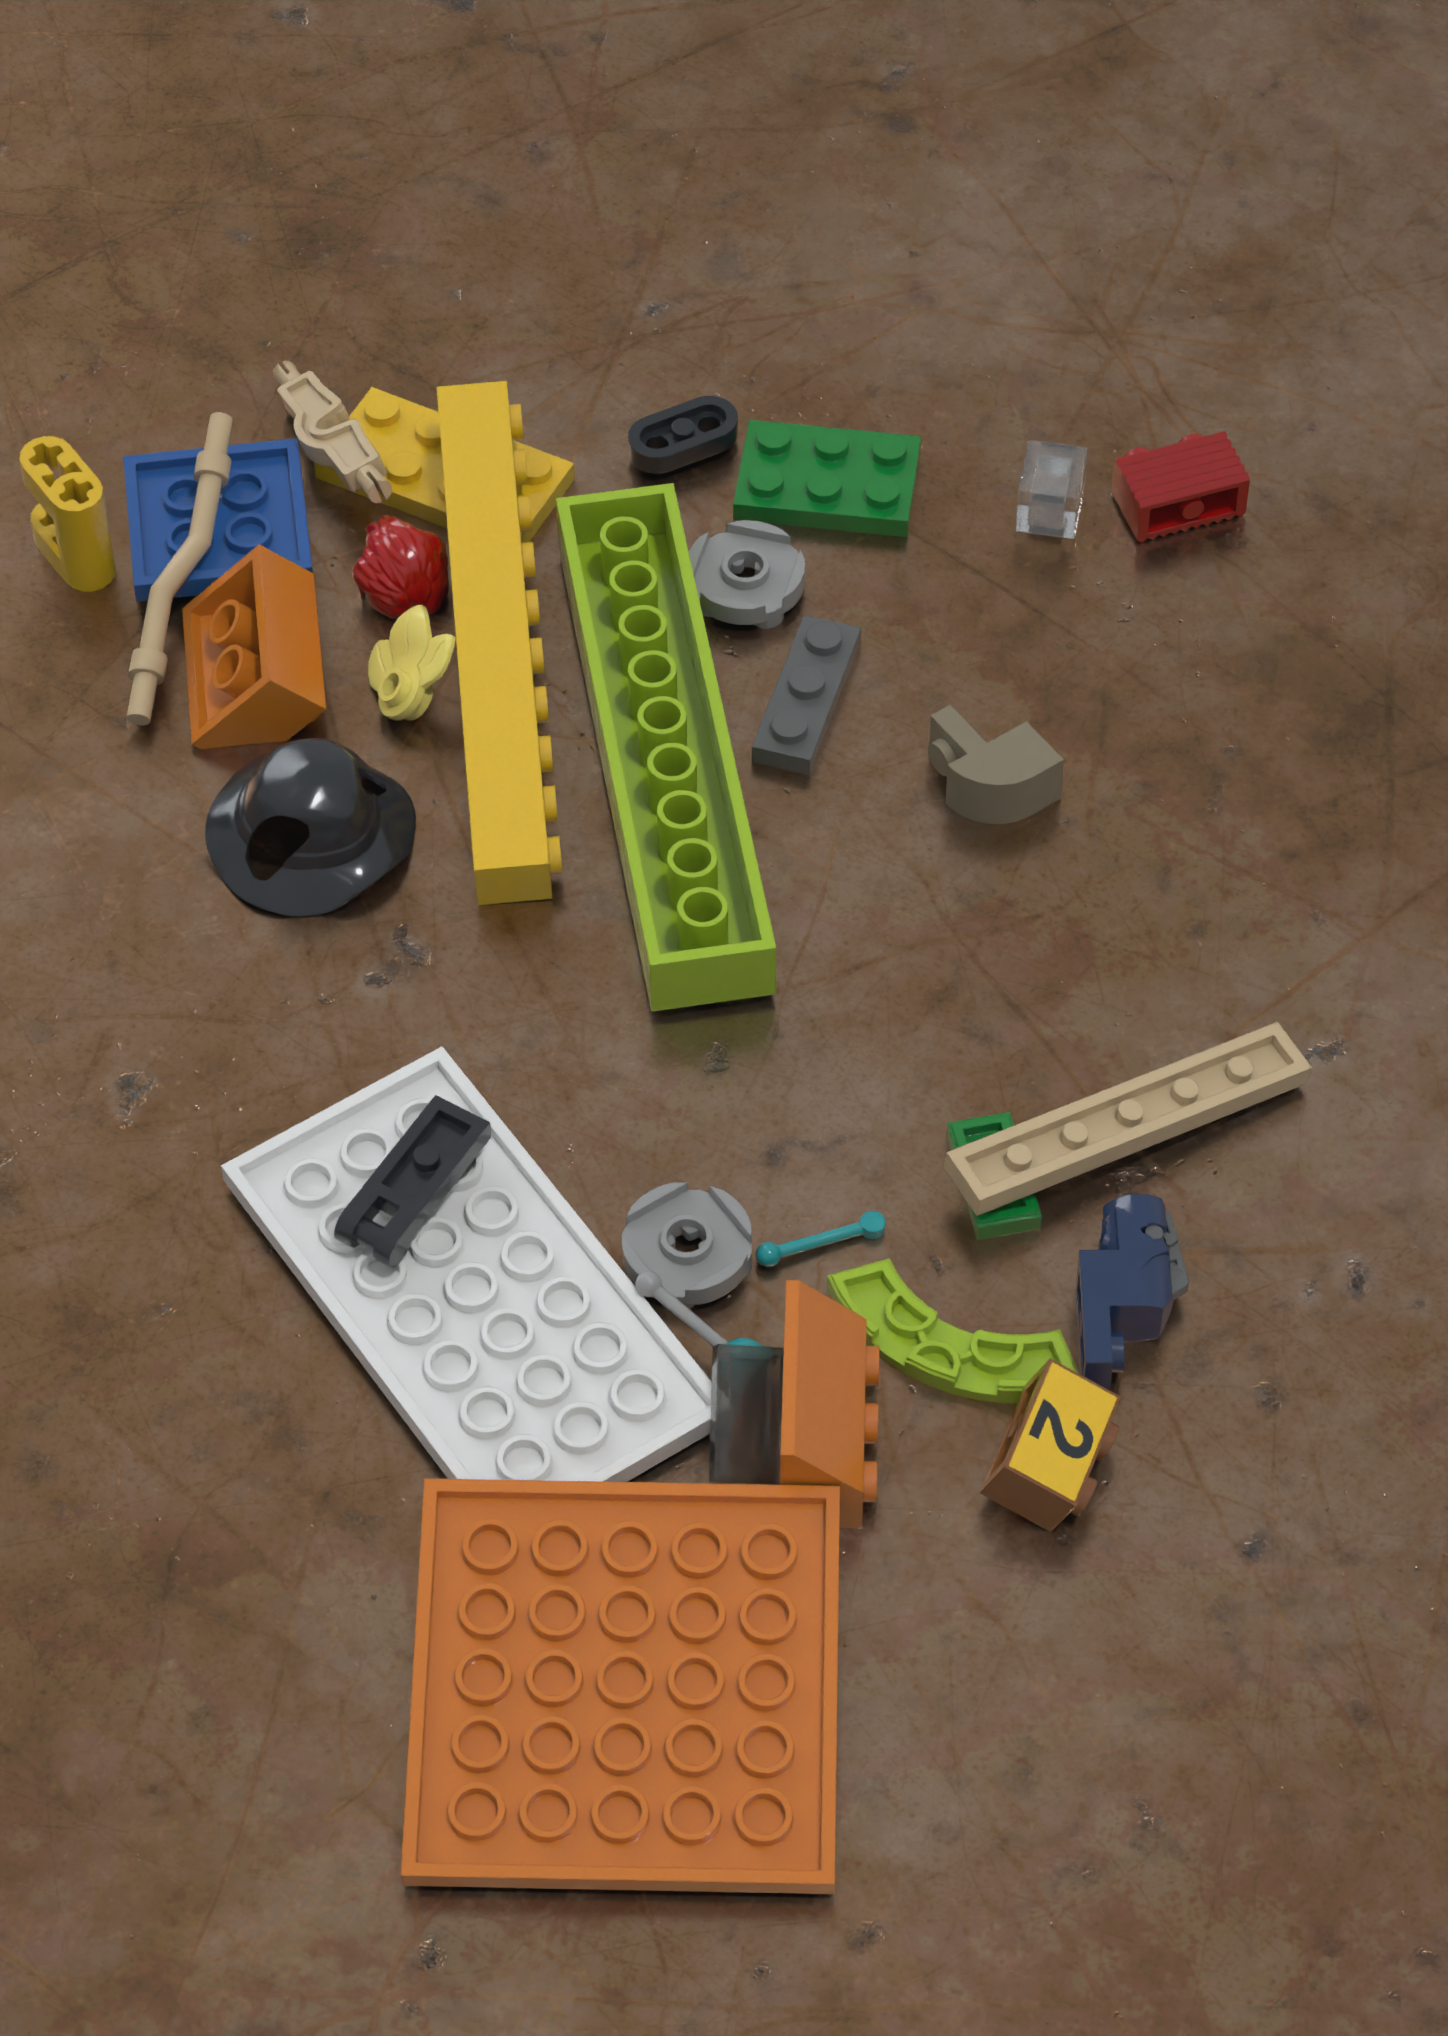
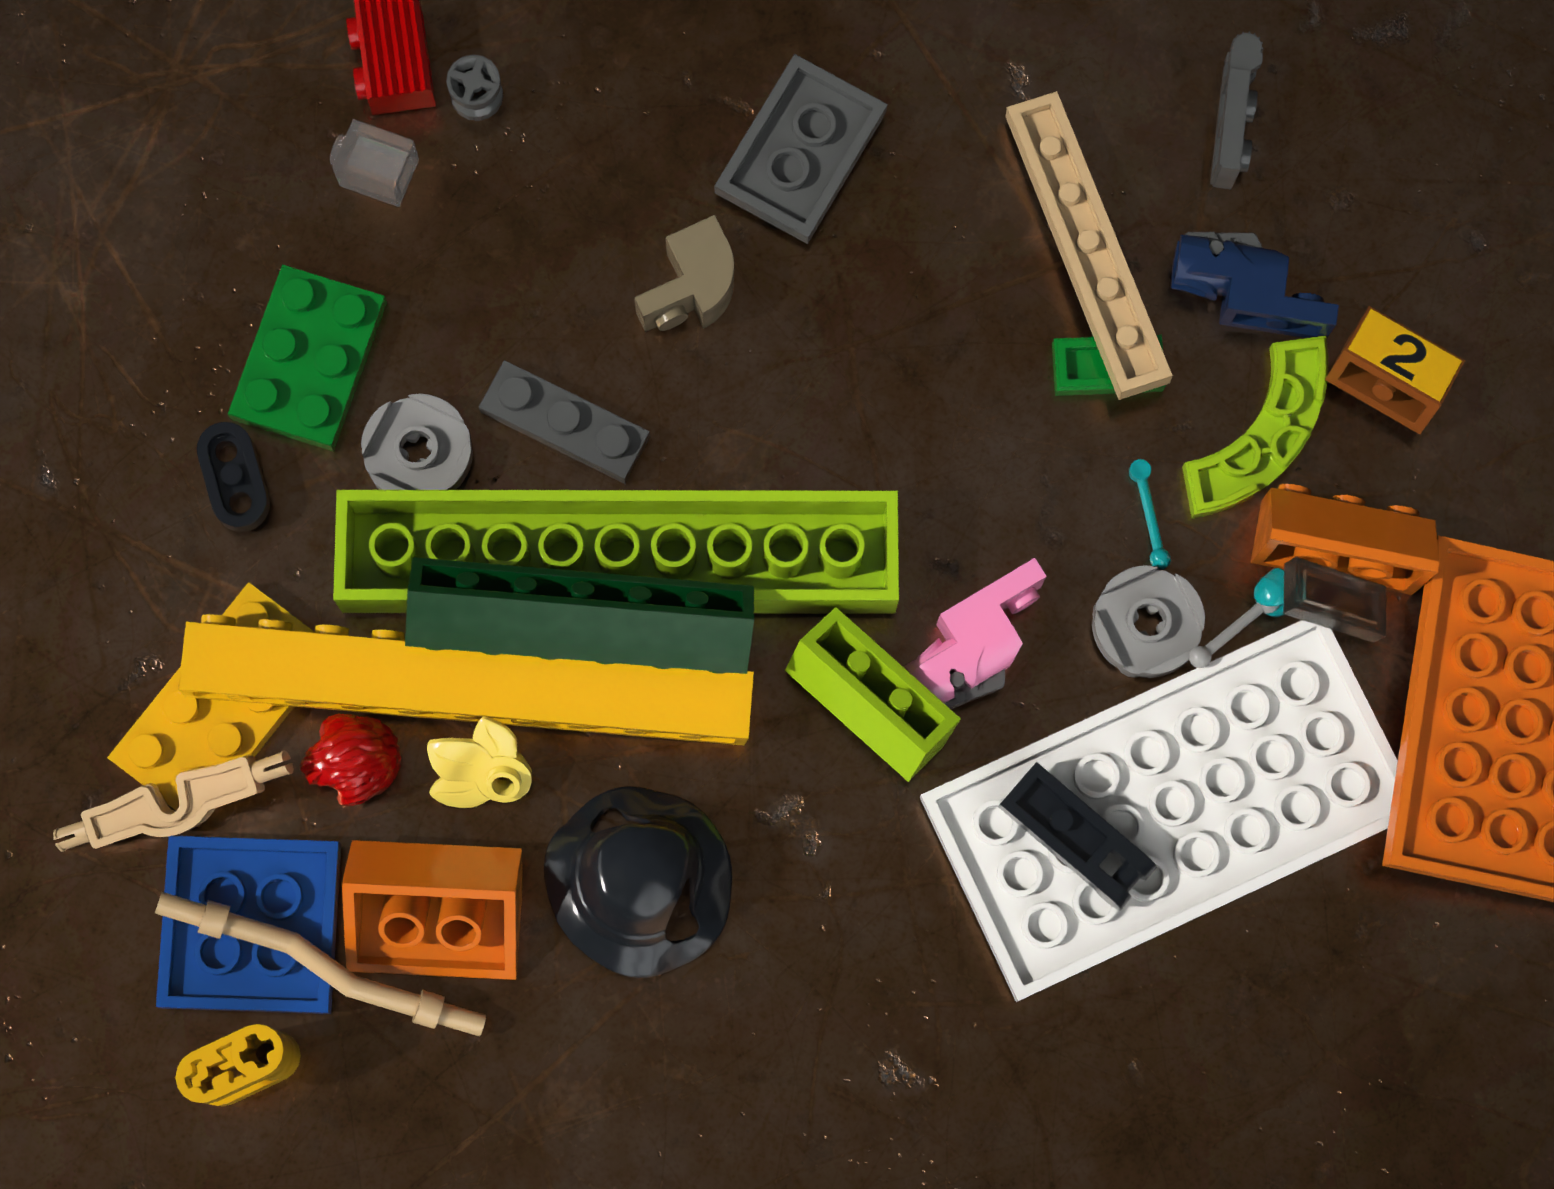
camera: 85 degrees left, 25 degrees up
(545, 979) = (872, 694): none -> lime brick
(573, 686) = (579, 615): none -> dark green brick
(632, 1077) = (978, 639): none -> bright pink plate
(1162, 558) = (474, 75): none -> dark grey wheel
(1174, 846) = (800, 148): none -> dark grey plate
(1343, 1249) = (1236, 107): none -> dark grey hinge

